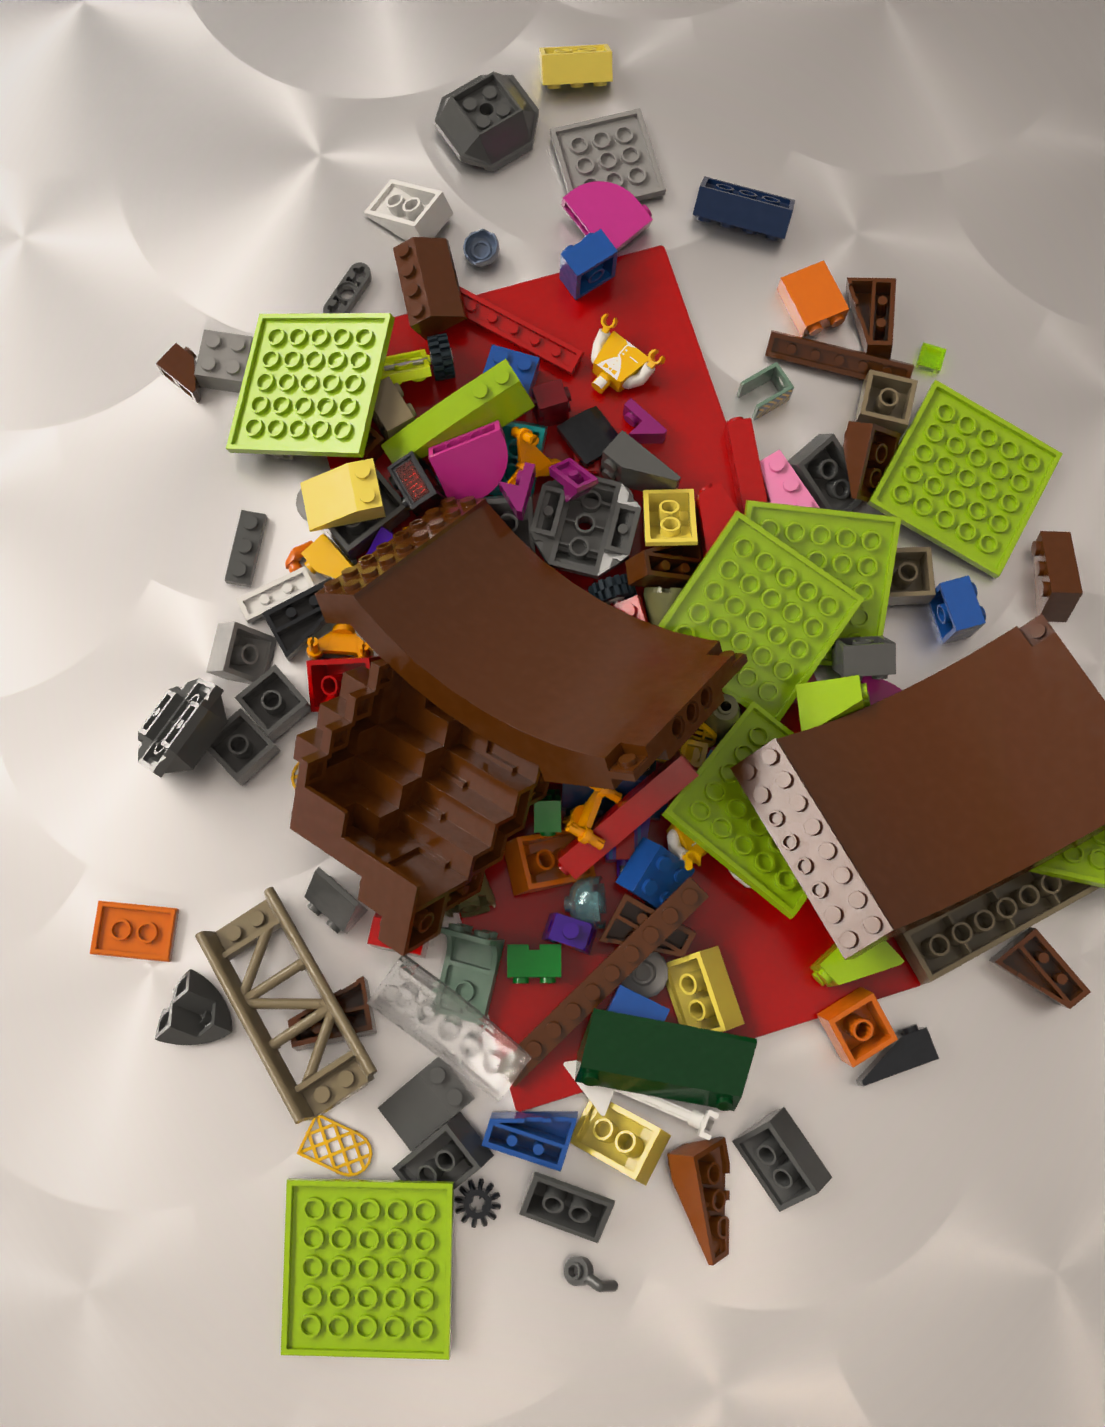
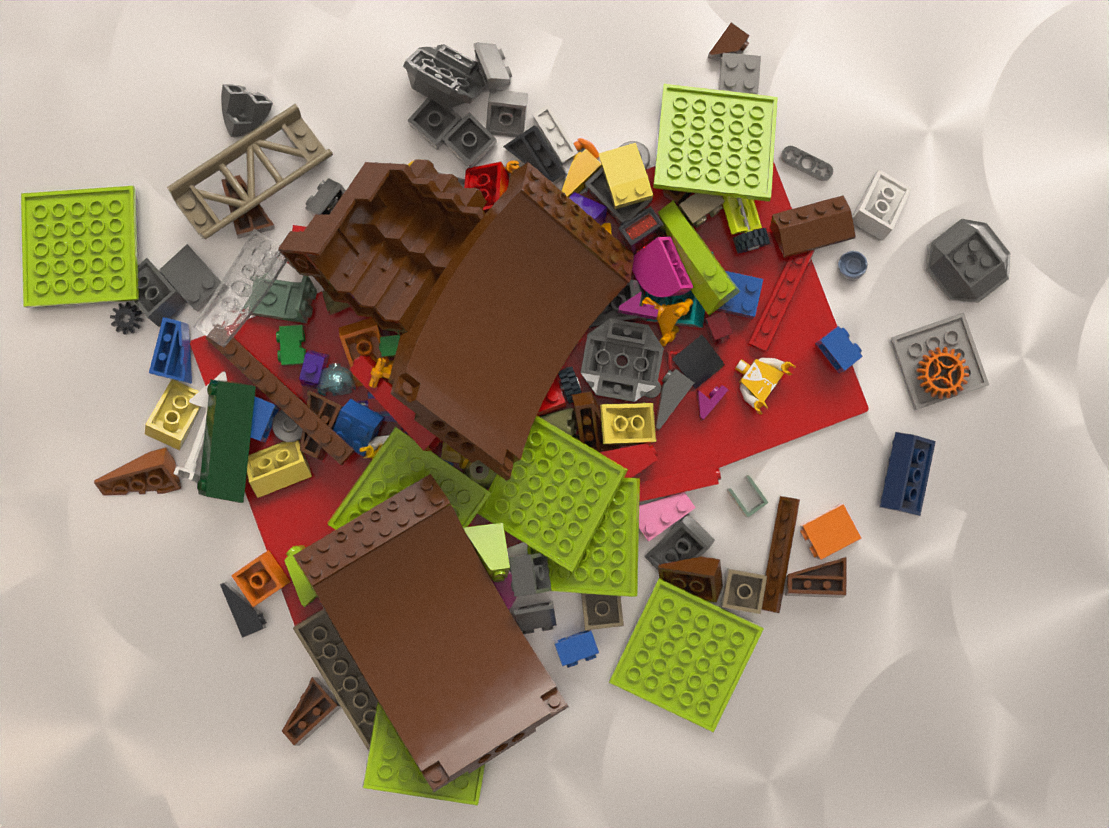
camera: 85 degrees right, 10 degrees up
(134, 931) = (299, 60): orange tile -> none
(175, 667) = (491, 65): none -> light grey slope
(246, 548) = (591, 107): dark grey plate -> none
(343, 1150) = (156, 221): yellow window -> none
(566, 1207) = (126, 379): dark grey slope -> none
(573, 477) = (652, 347): magenta slope -> none
(576, 65) = (1026, 329): light yellow slope -> none
(585, 1275) = (82, 395): dark grey plate -> none
(607, 208) = (886, 363): dark pink brick -> none
(620, 162) = (957, 364): none -> orange gear
(782, 1160) = (167, 529): dark grey slope -> none
(913, 656) = (535, 617): none -> dark grey slope
(930, 358) = (789, 628): clear neon green tile -> none
(1055, 575) = (612, 724): reddish brown wedge -> none

